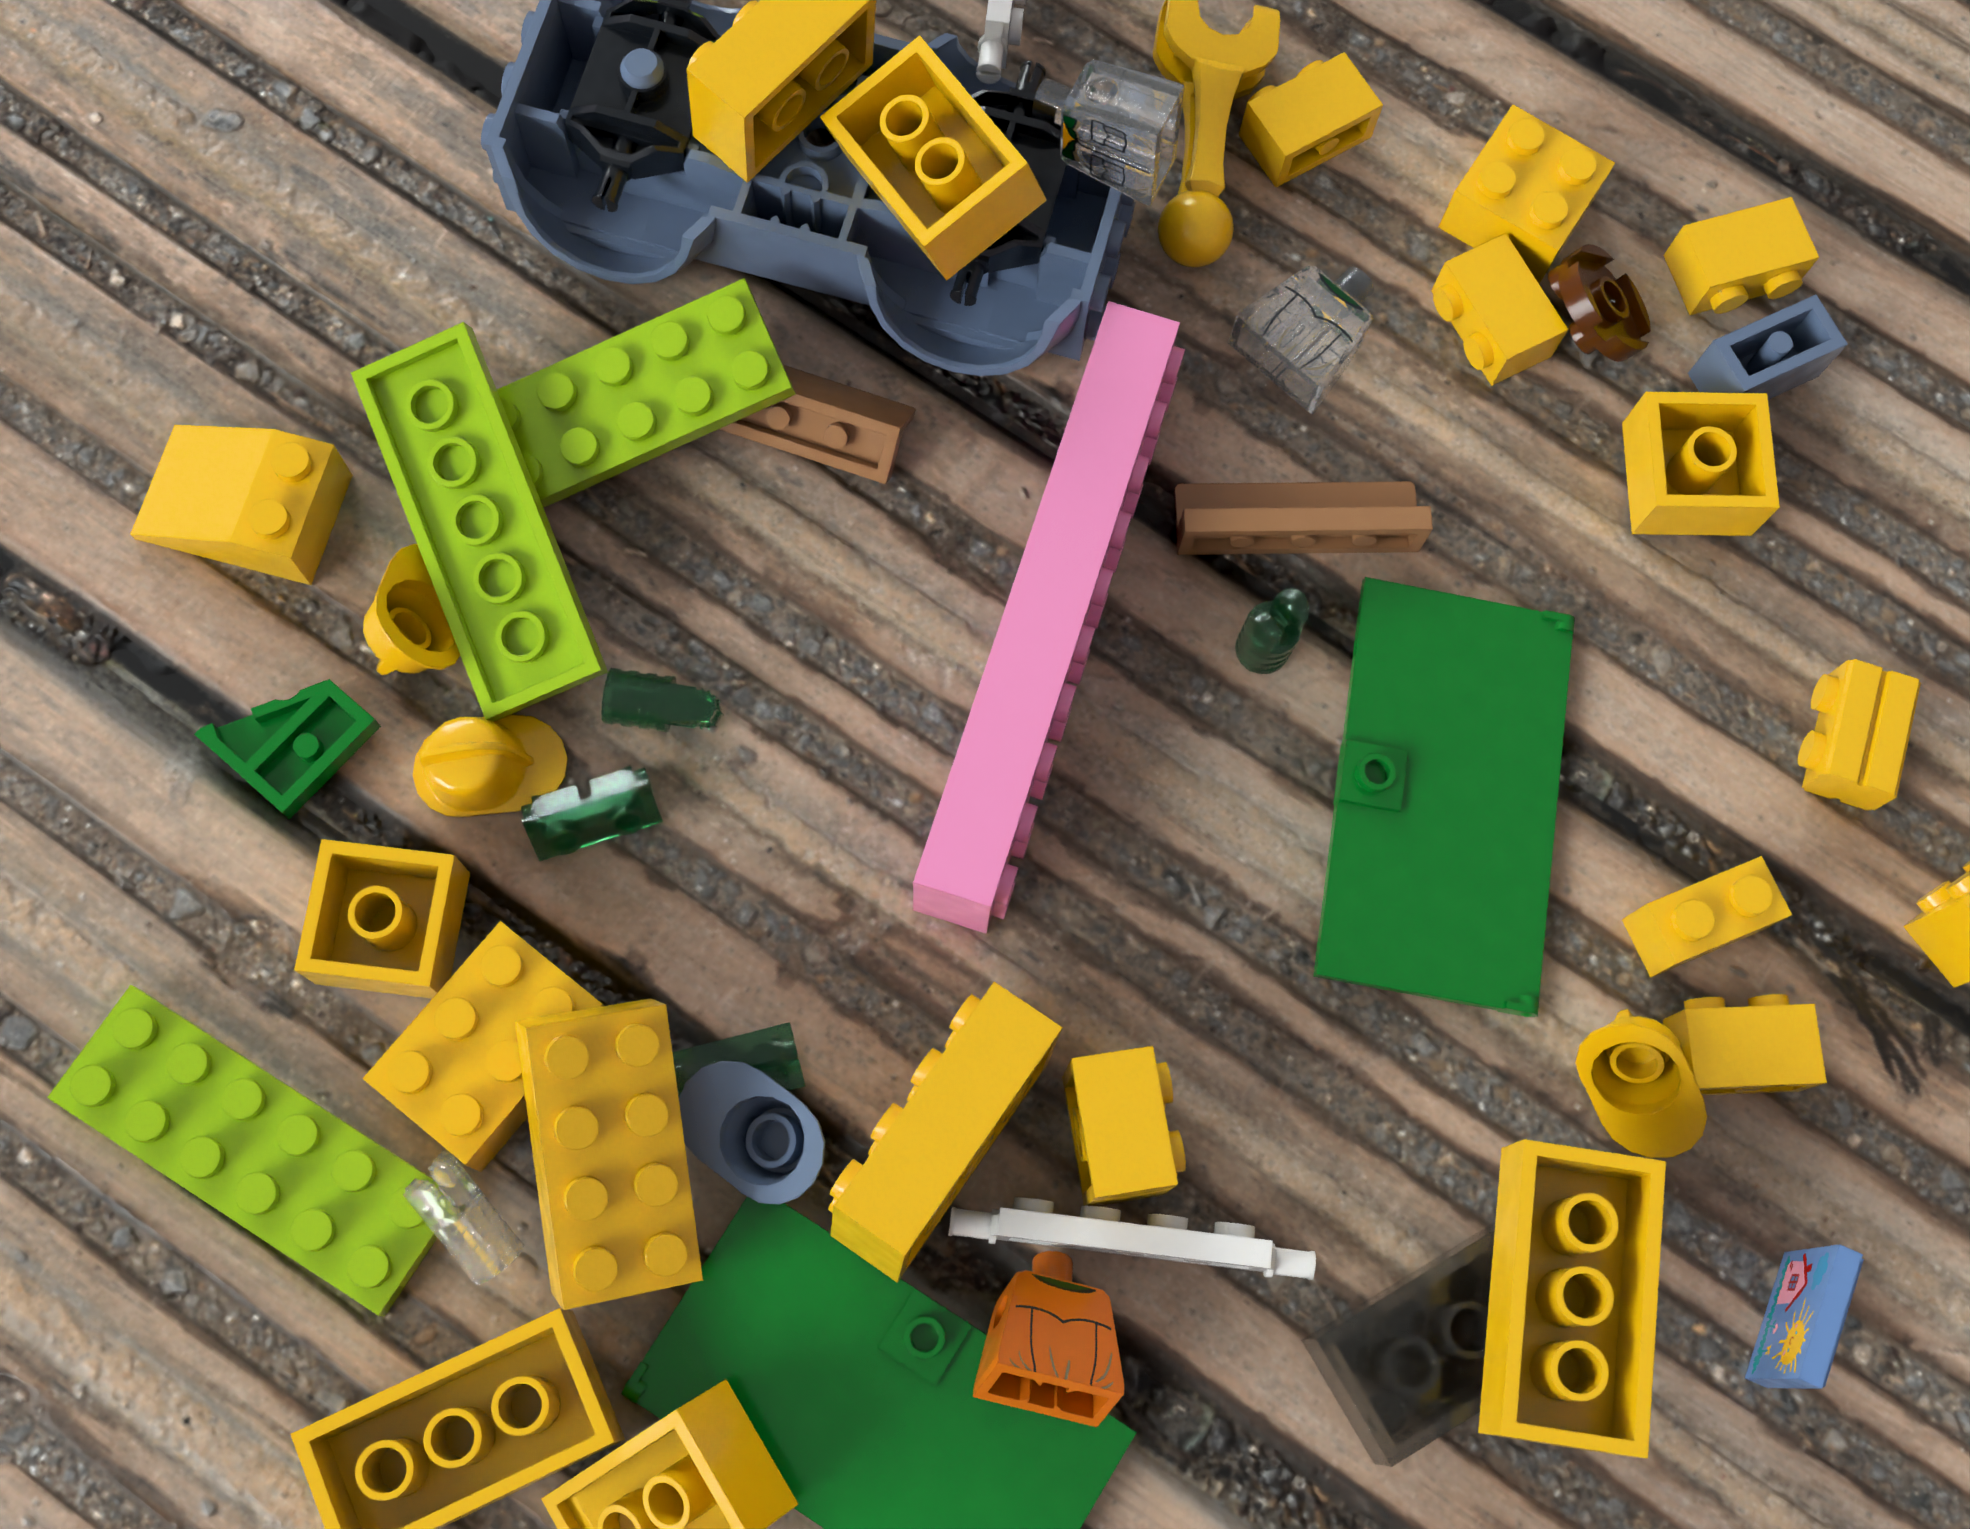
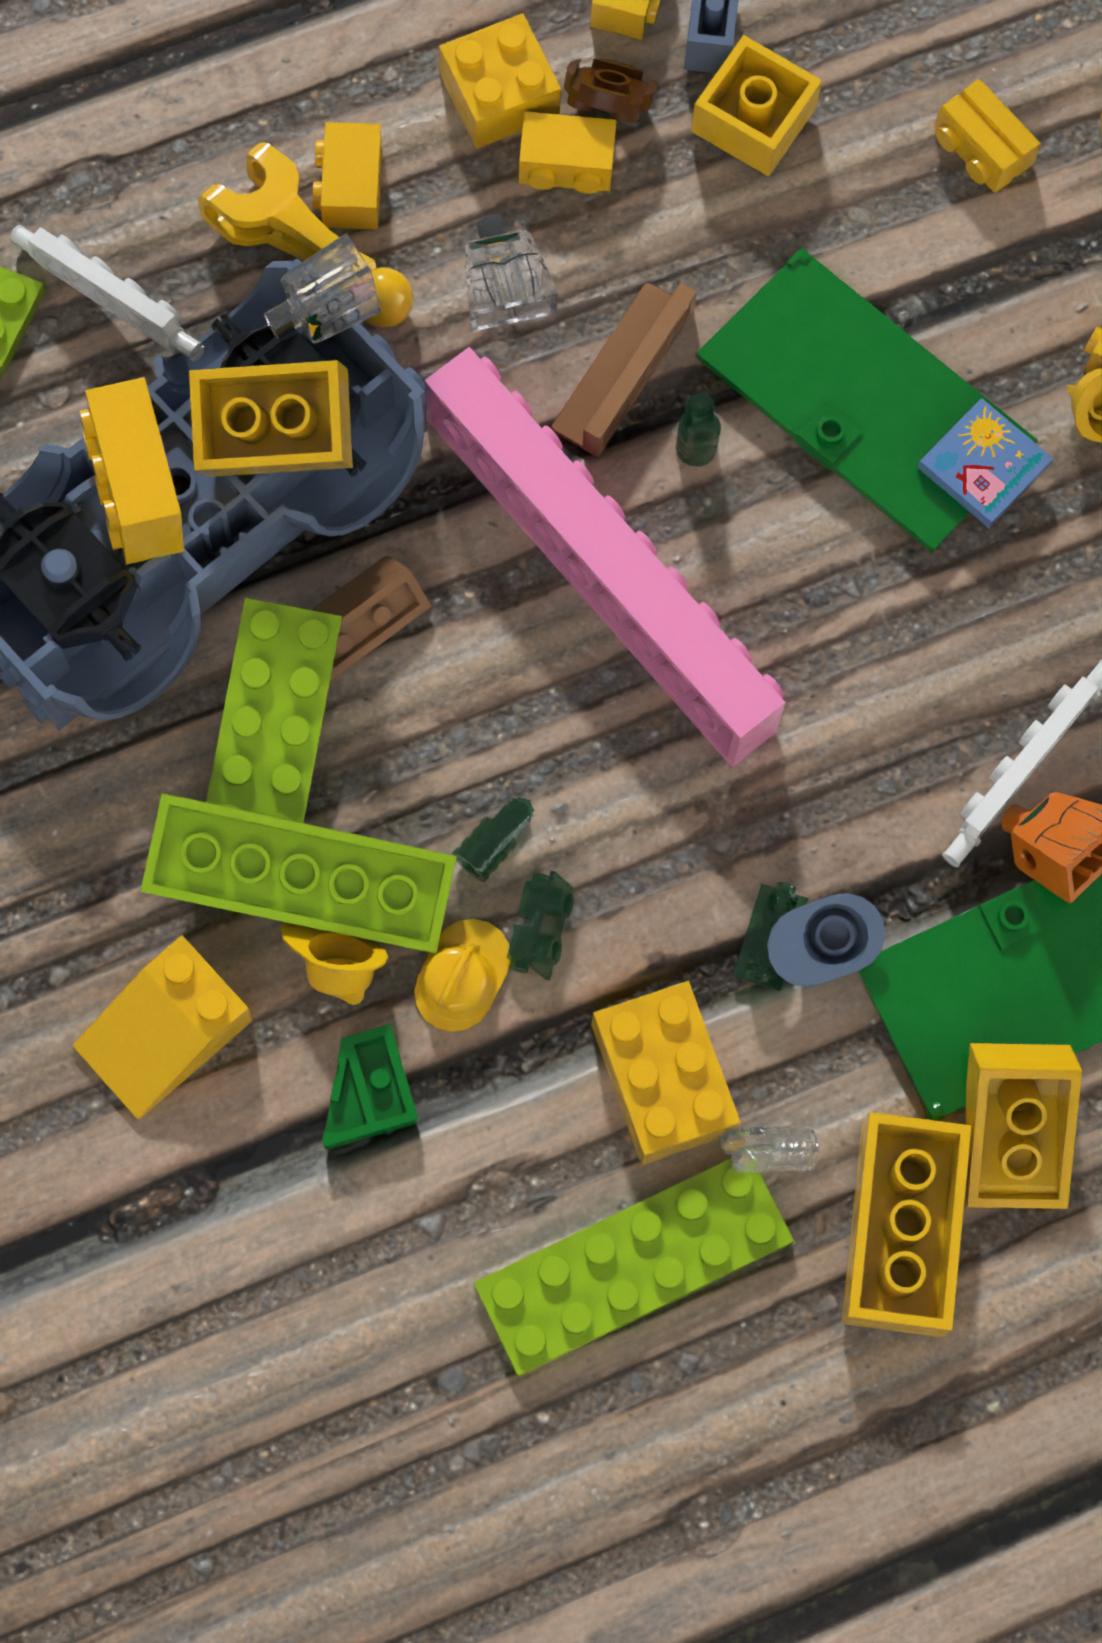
camera: 55 degrees left, 0 degrees up
(382, 919) = (539, 1090): yellow brick -> none
(608, 1152) = (788, 1027): yellow brick -> none
(943, 1131) = (901, 822): yellow brick -> none
(1122, 1126) = (961, 720): yellow brick -> none
(1461, 970) = (985, 463): none -> medium blue tile
(1706, 916) = (1042, 302): yellow brick -> none

